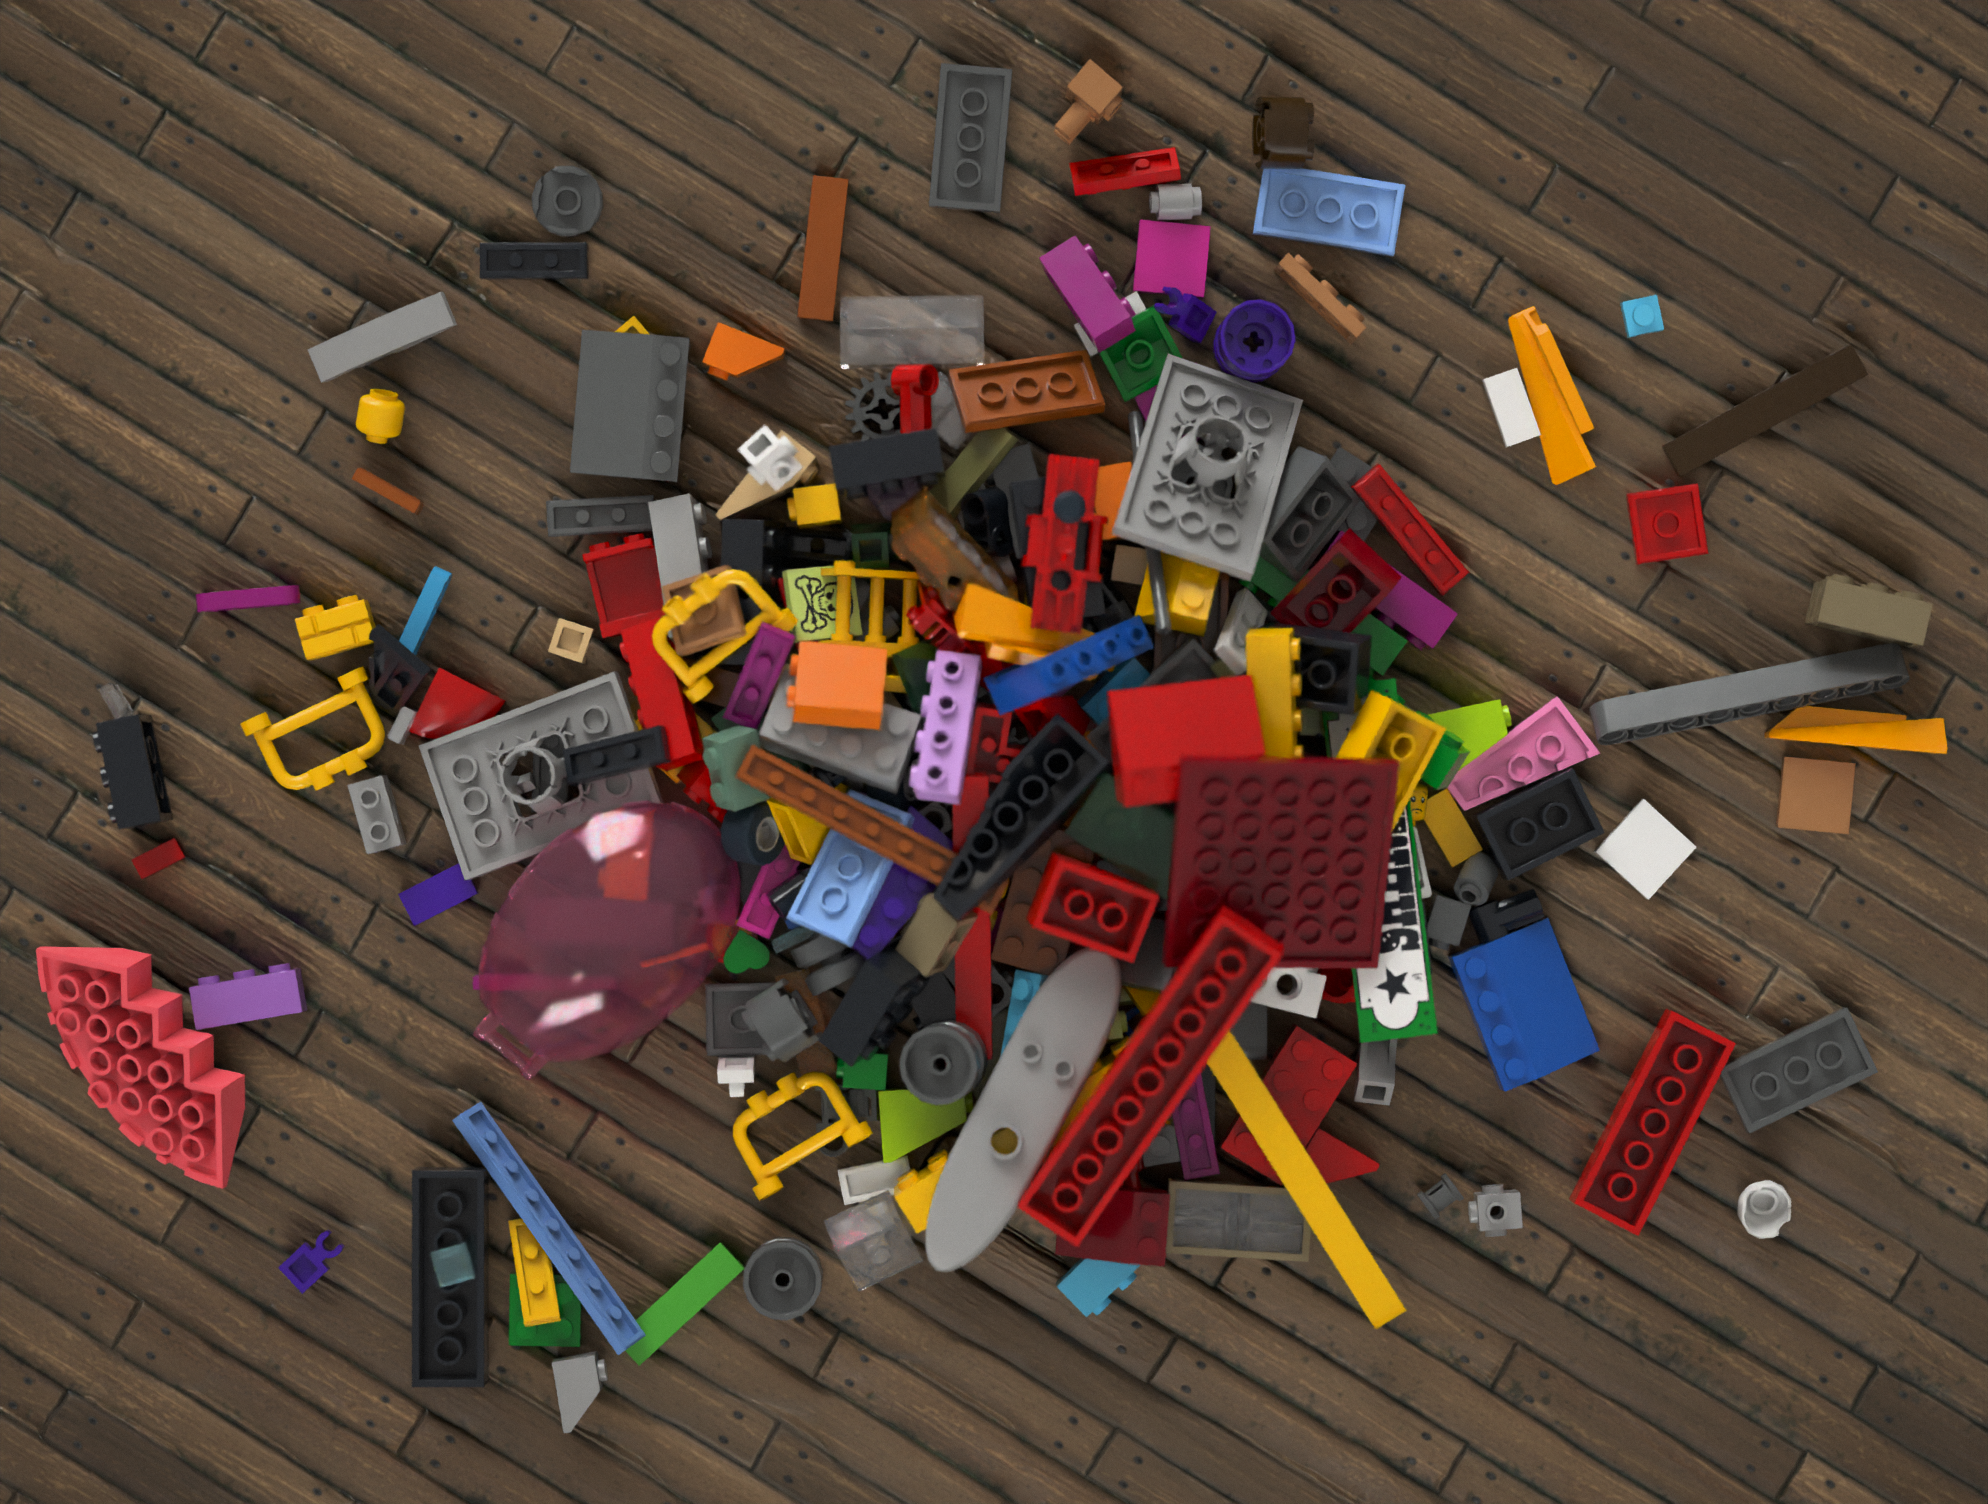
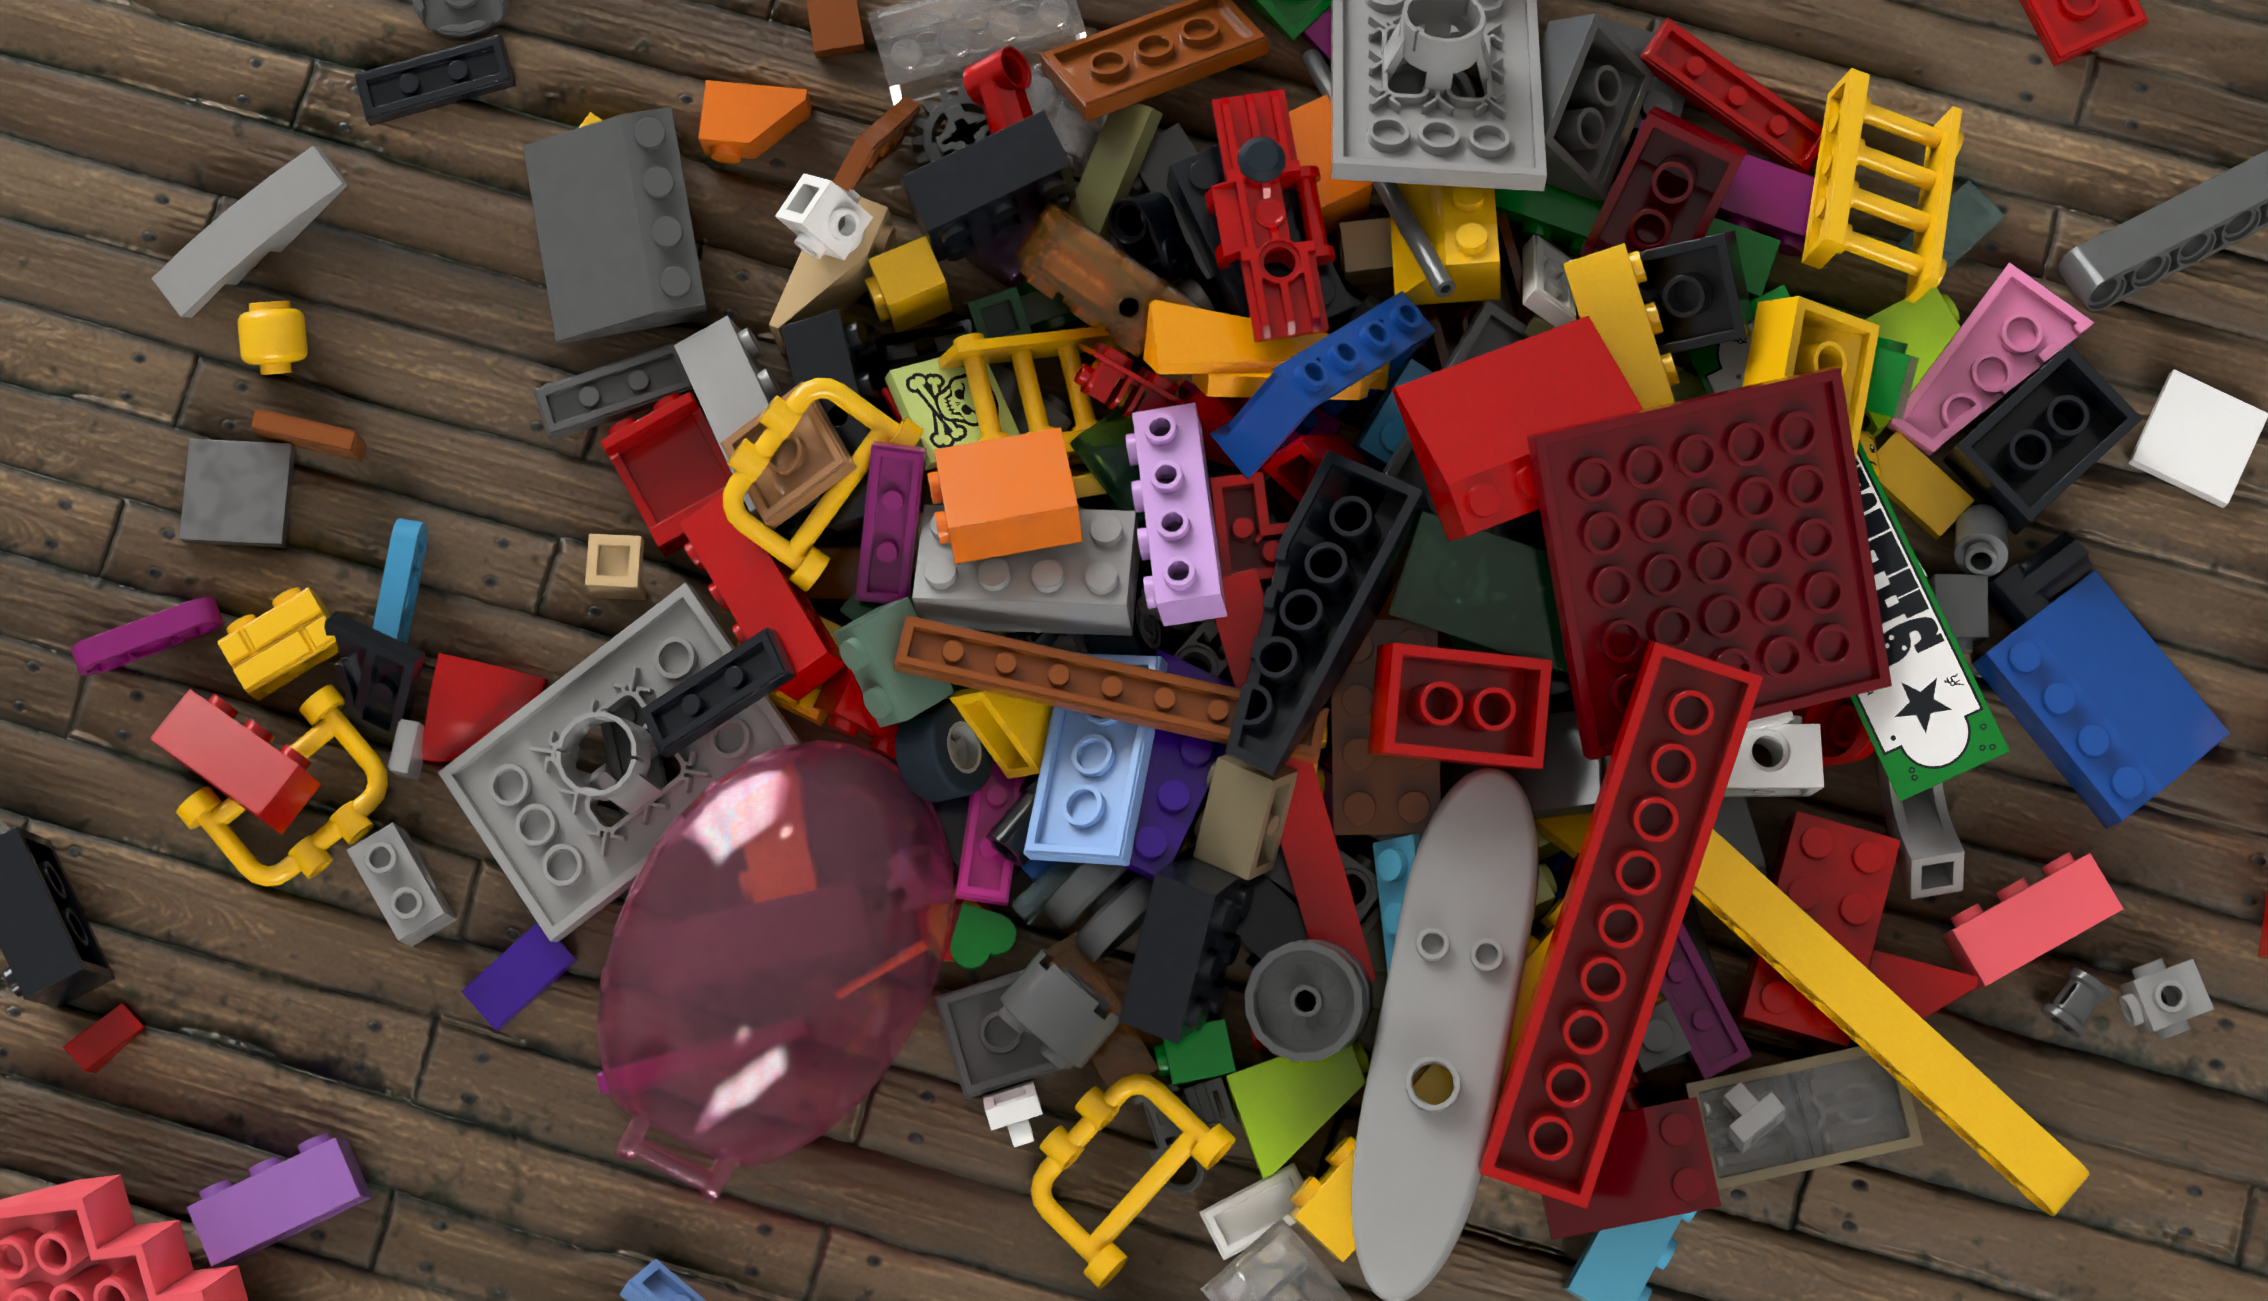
camera: 15 degrees left, 10 degrees down
(289, 702) = (237, 759): none -> brick
(330, 515) = (237, 493): none -> flat silver tile
(821, 410) = (877, 143): none -> dark orange tile
(1203, 1217) = (1751, 1116): none -> light grey tile
(1428, 1135) = (2031, 918): none -> coral brick
(1452, 623) = (1837, 190): none -> yellow fence
(1526, 662) = (1968, 221): none -> clear light blue tile

